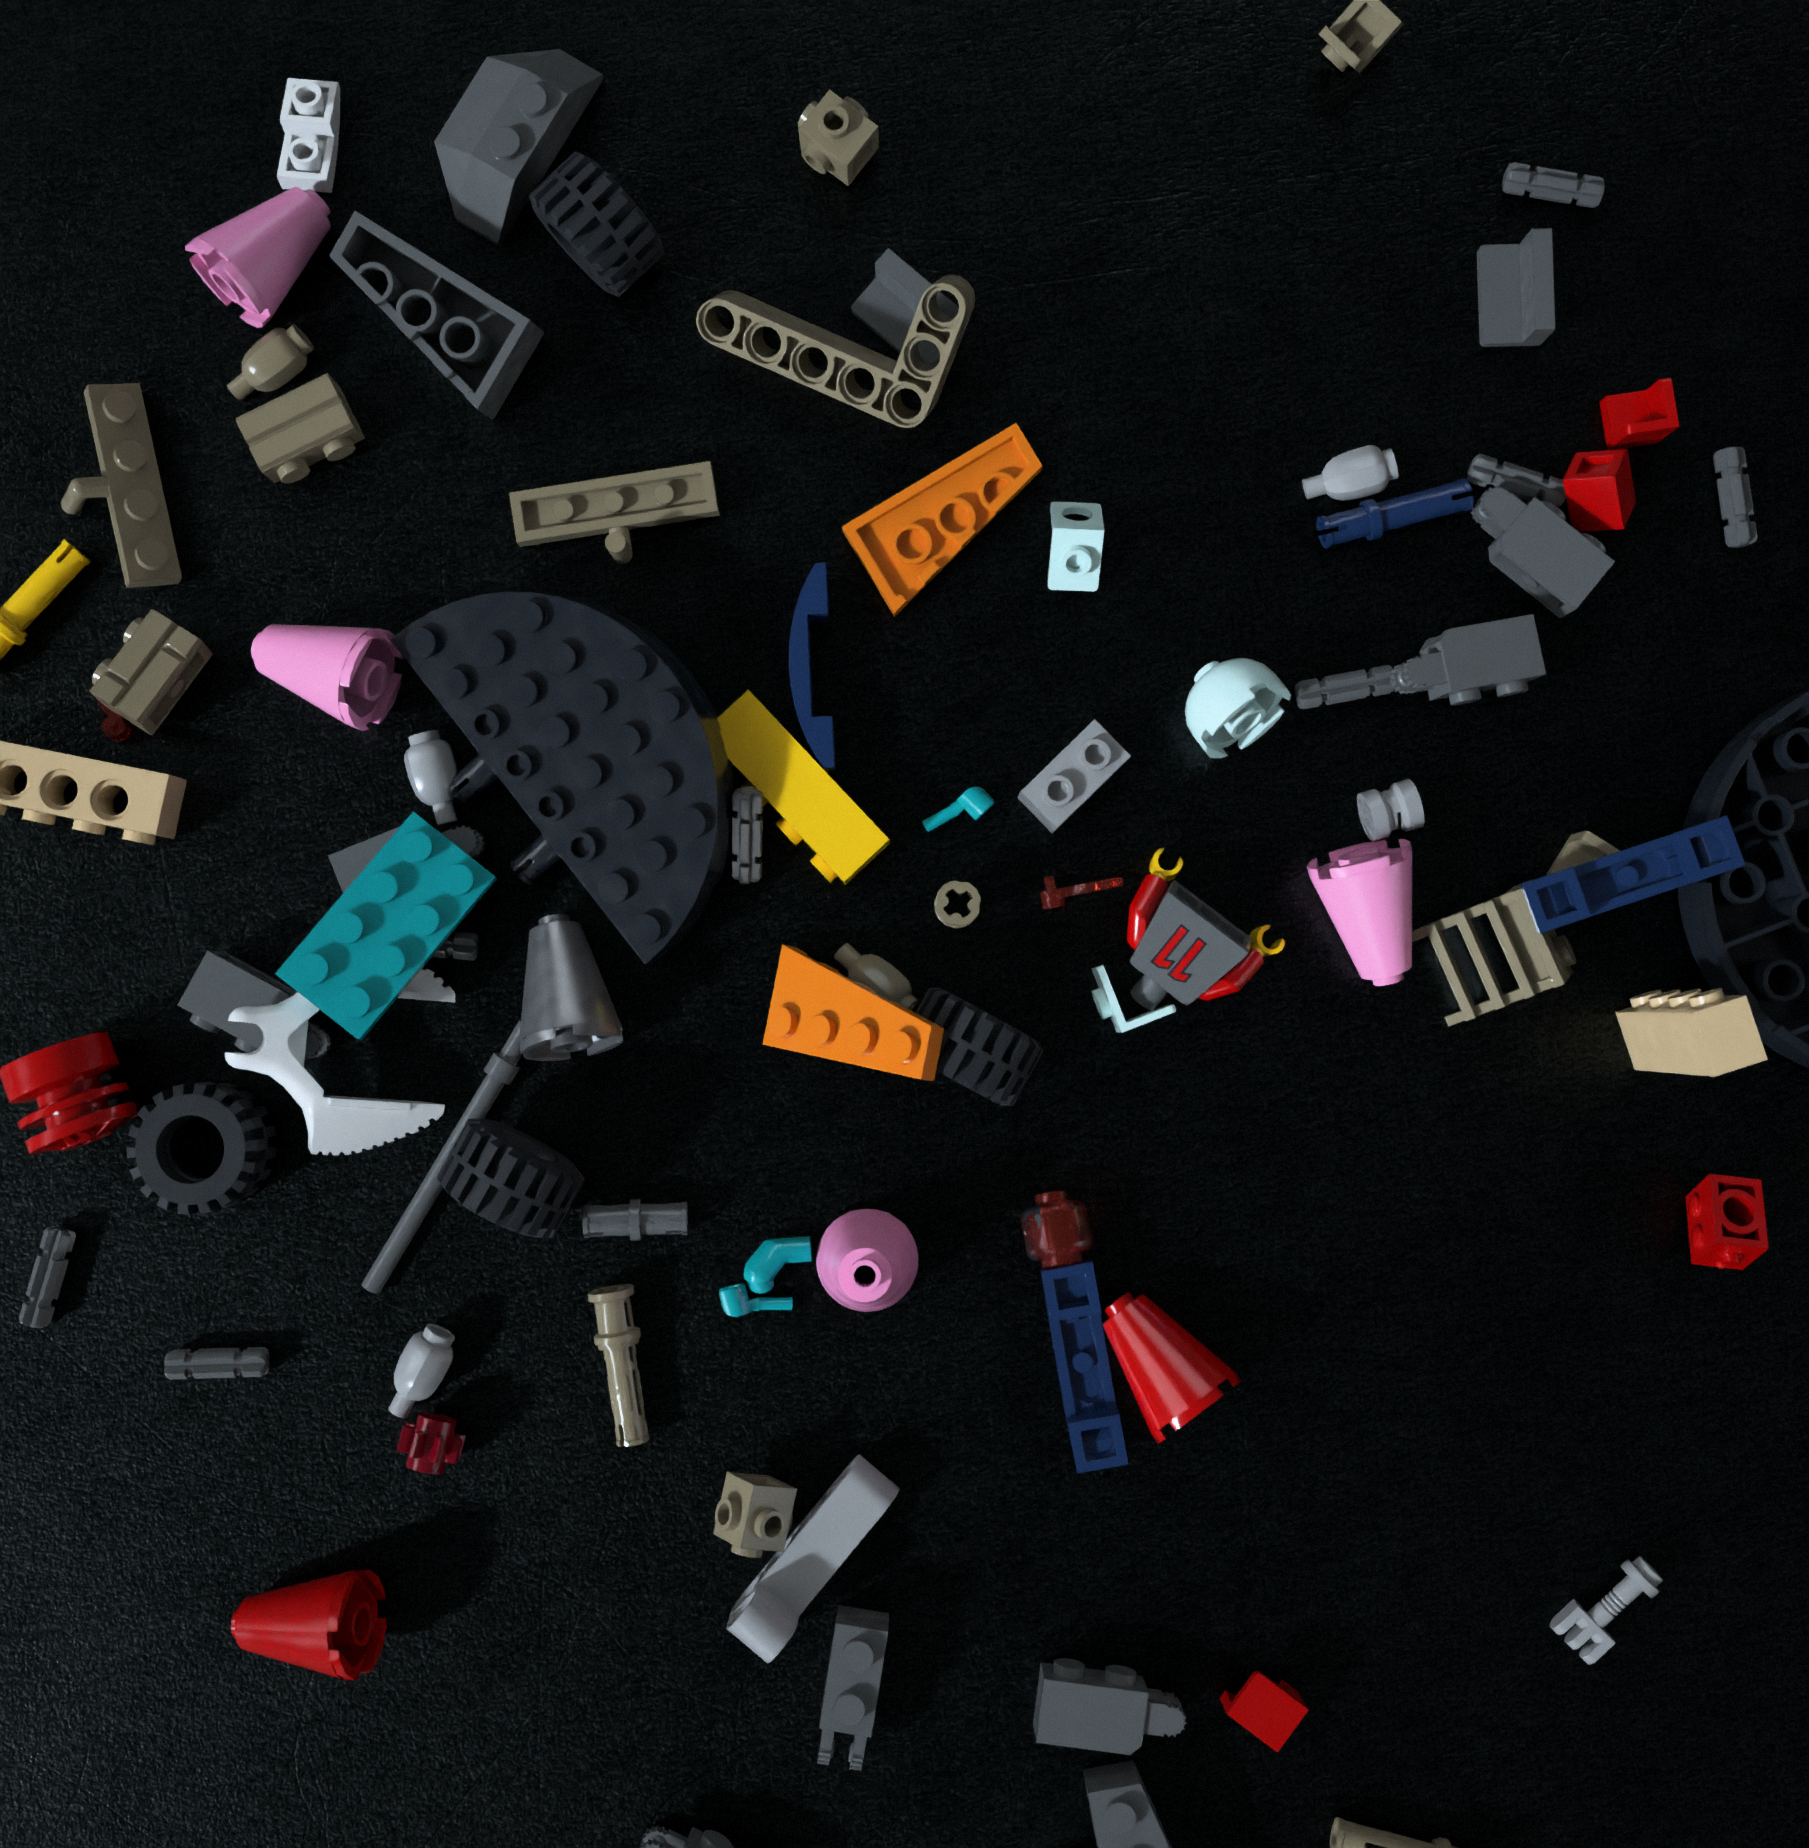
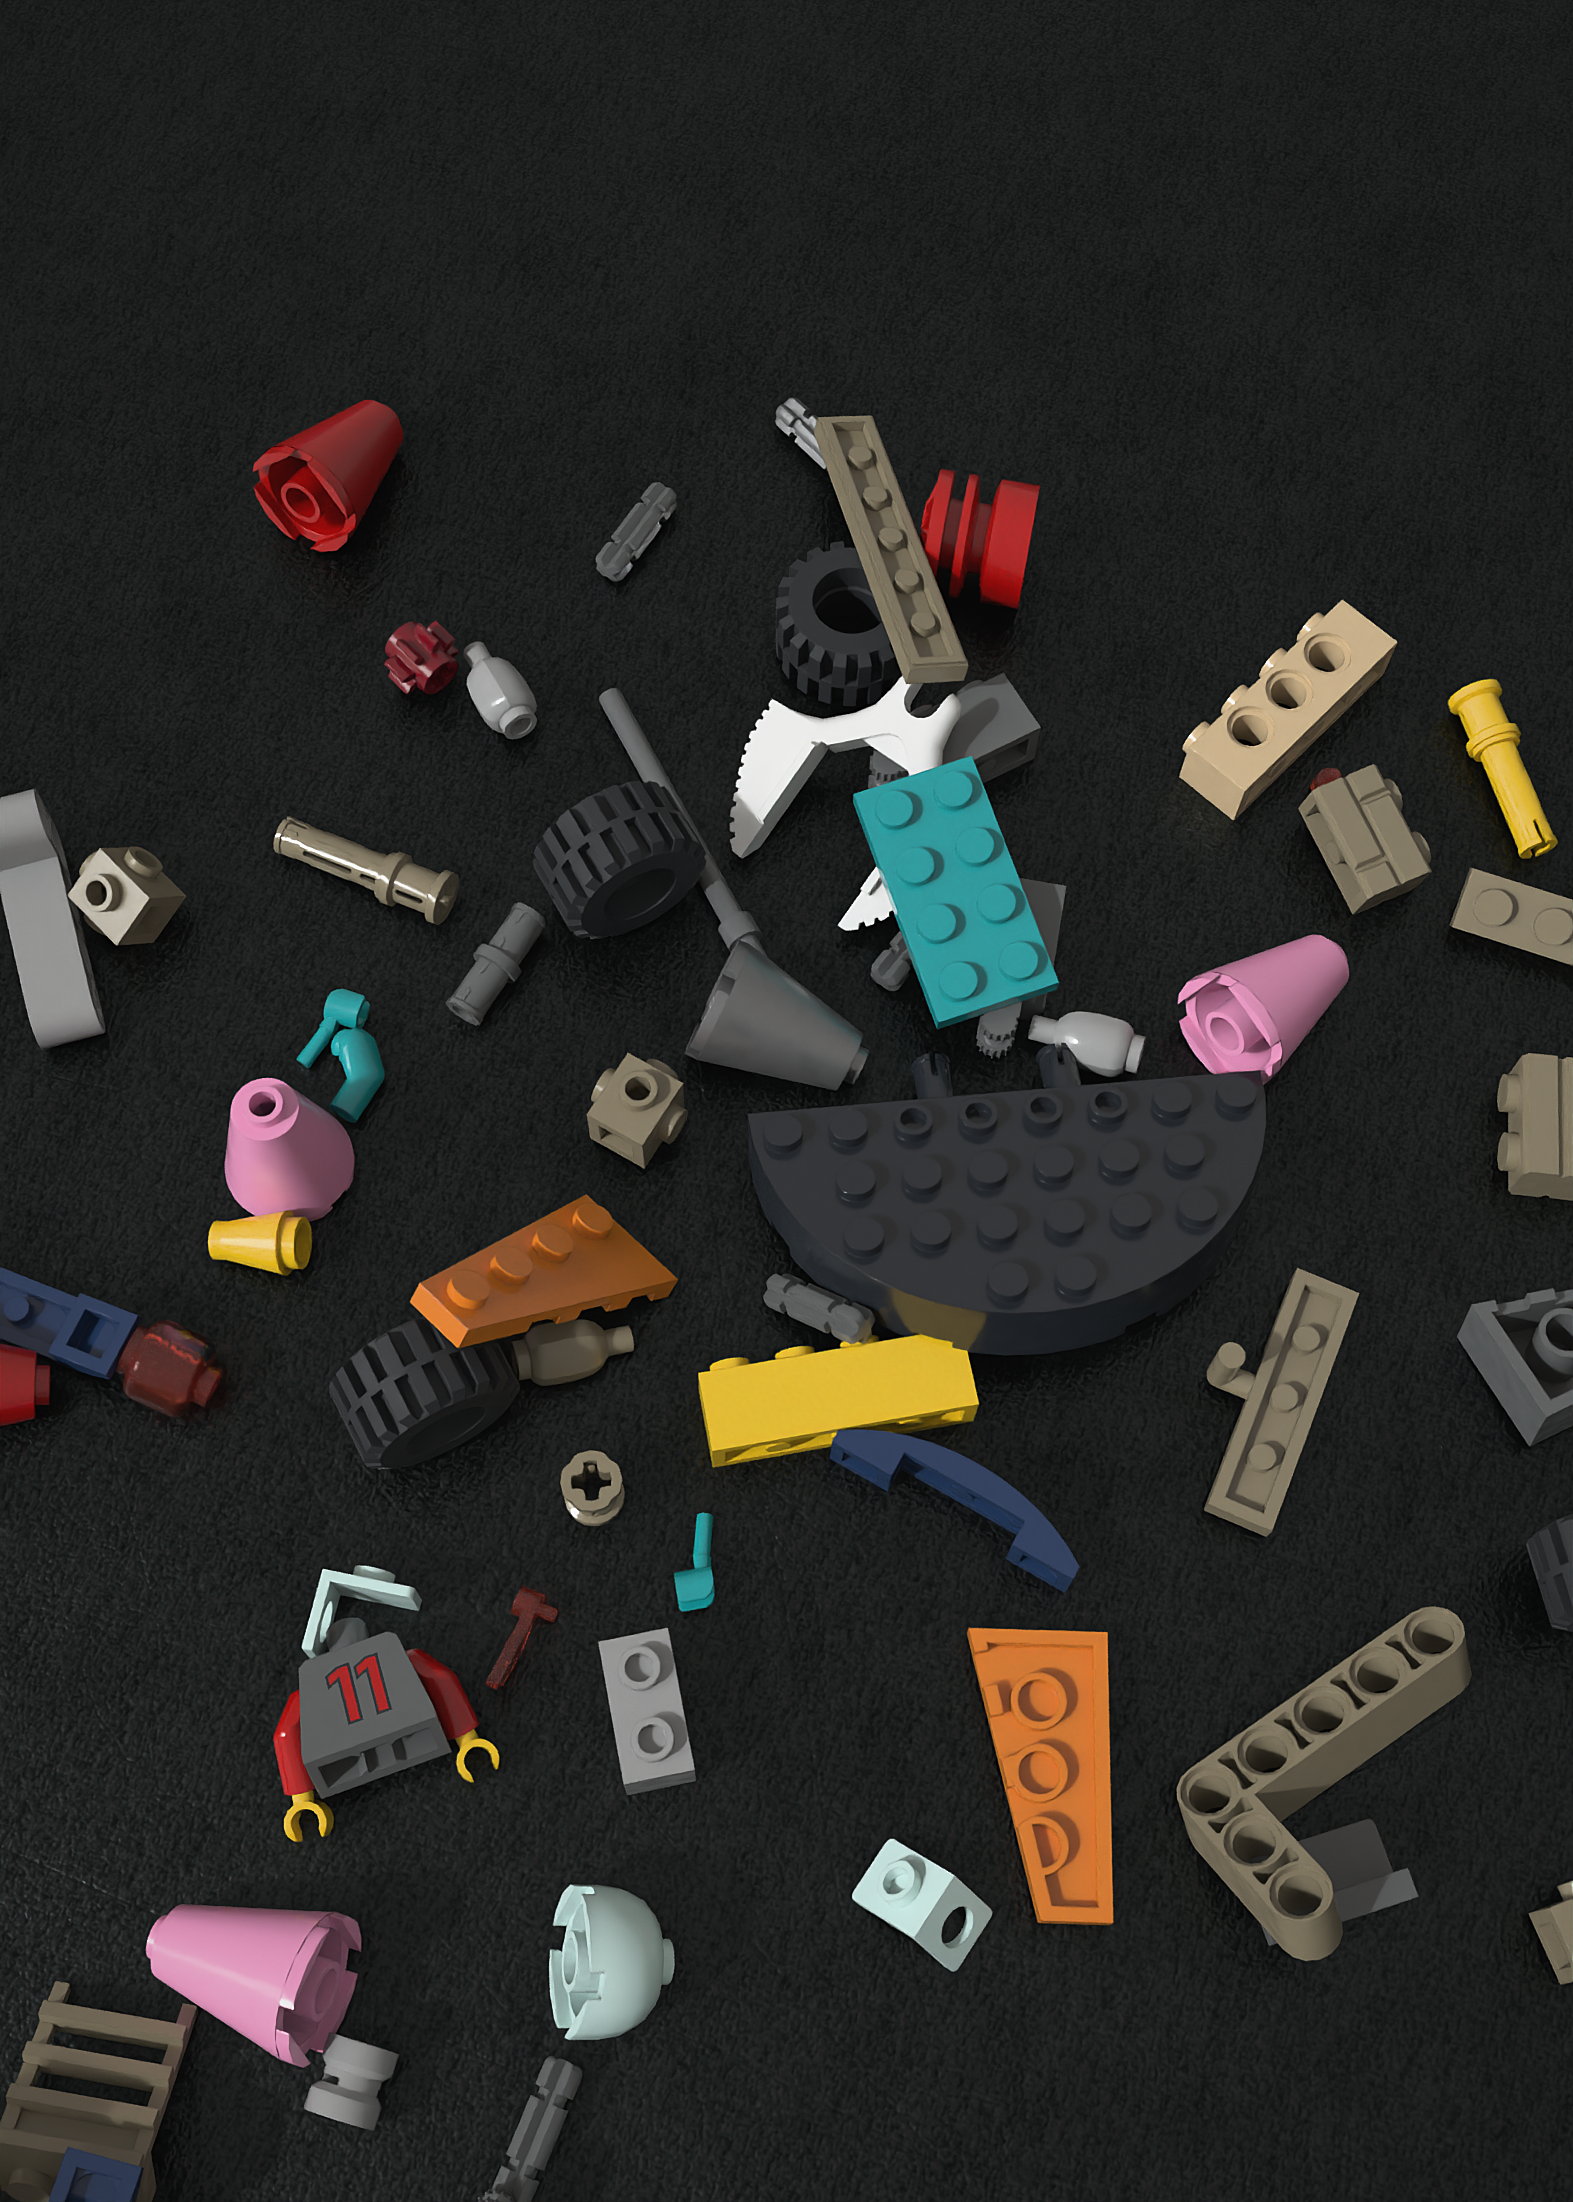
camera: 120 degrees right, 20 degrees down
(125, 1150) = (890, 551): none -> dark tan tile
(701, 1041) = (637, 1108): none -> dark tan brick
(933, 1232) = (266, 1241): none -> yellow cone

